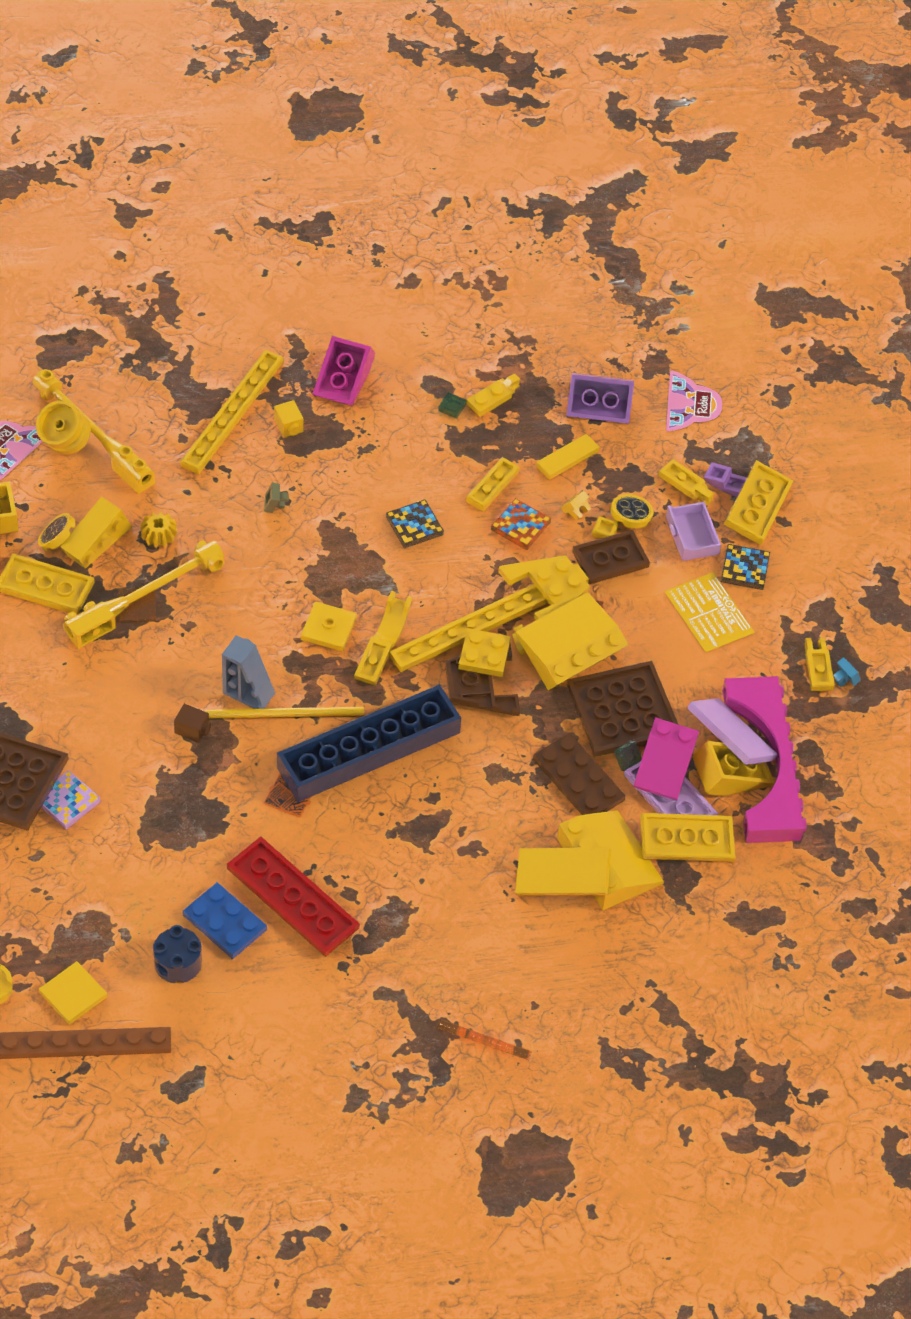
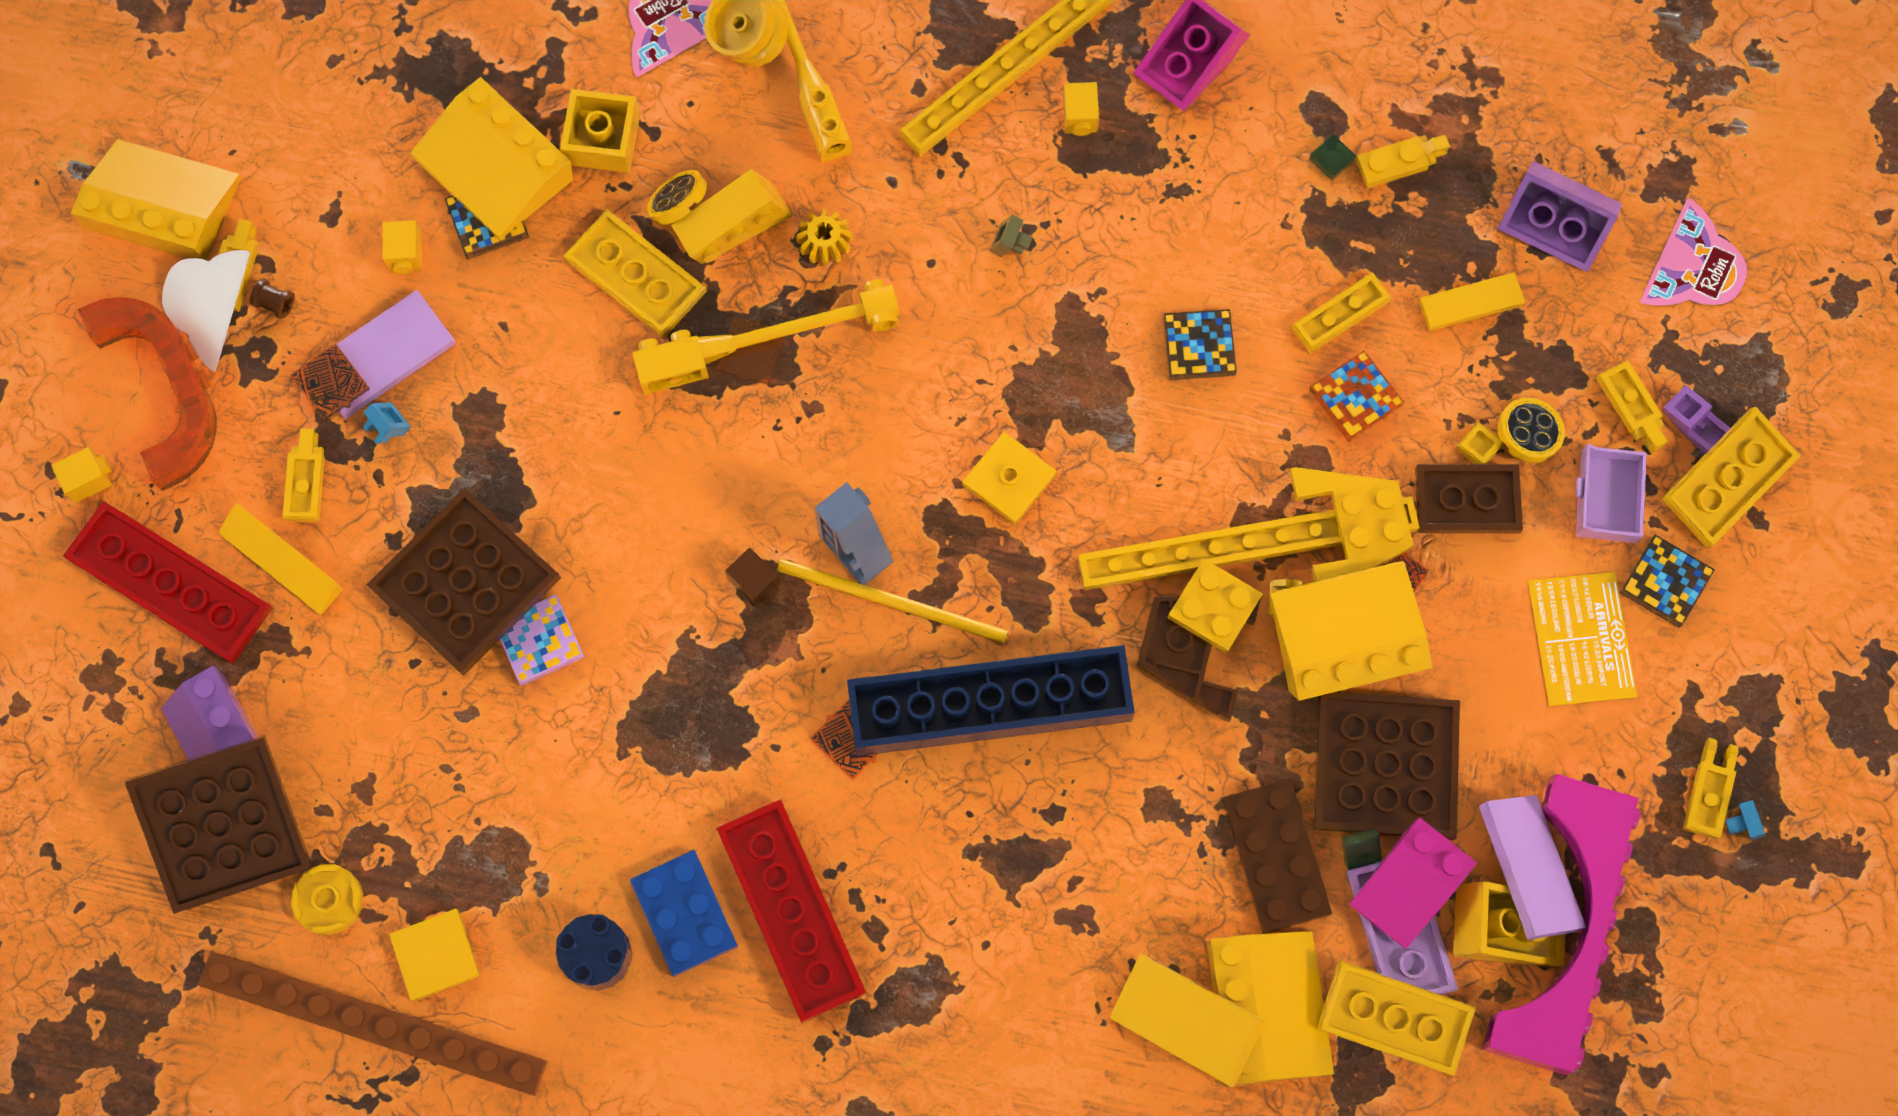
camera: 25 degrees right, 20 degrees up
(384, 640) = (1077, 530): yellow piece -> none
(576, 502) = (1448, 389): yellow tile -> none

